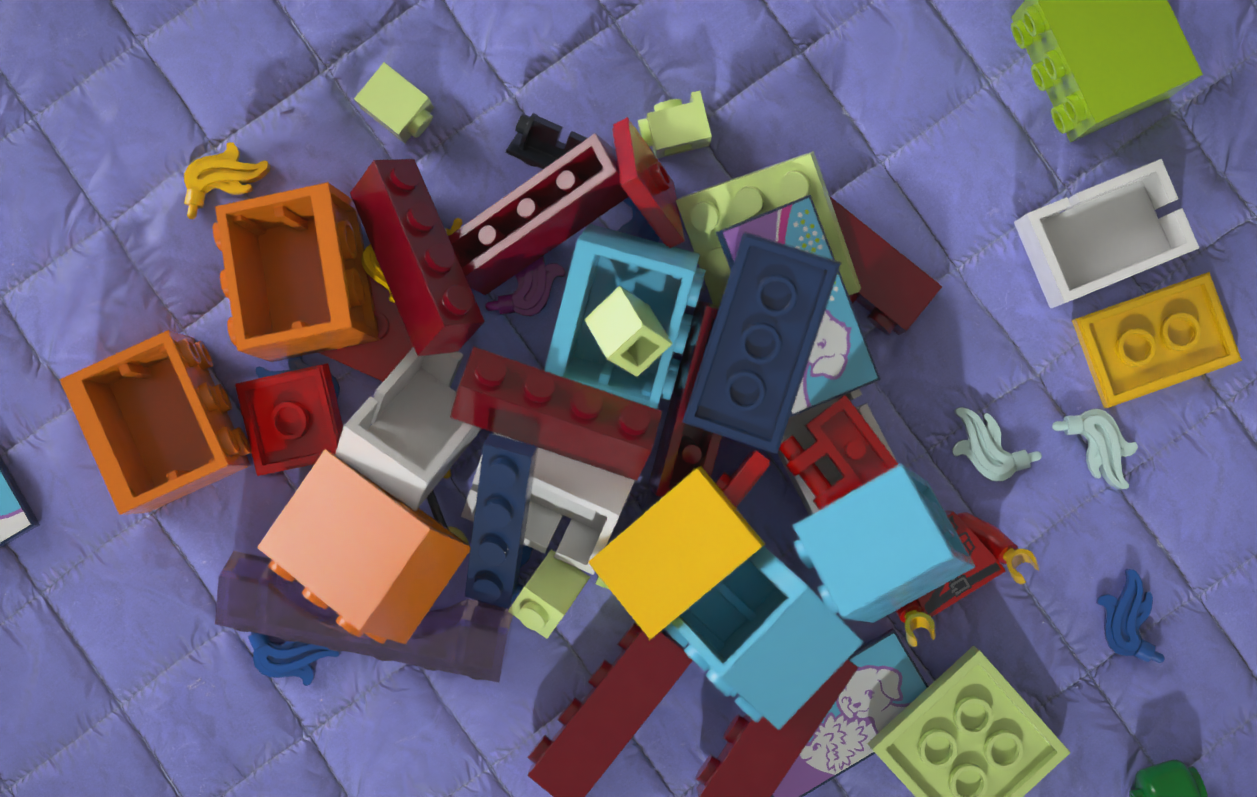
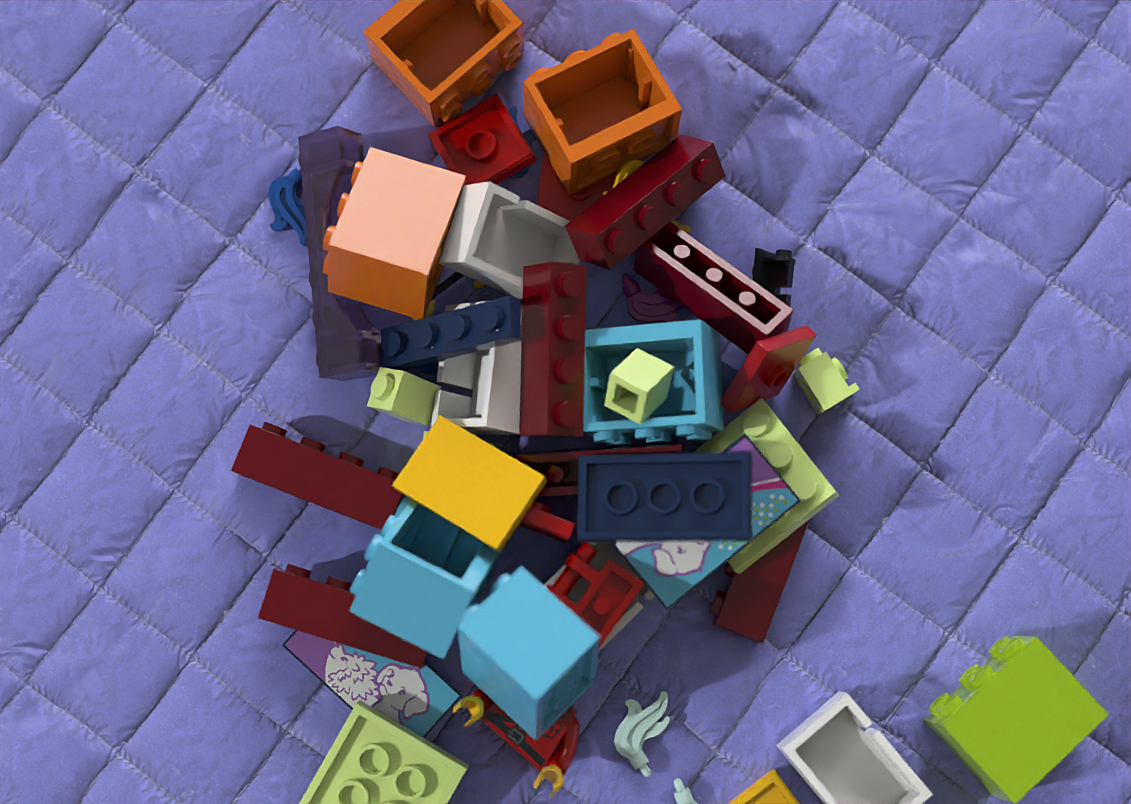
camera: 65 degrees right, 5 degrees down
(220, 172) = (664, 30): yellow piece -> none
(395, 104) = (766, 148): yellowish green brick -> none

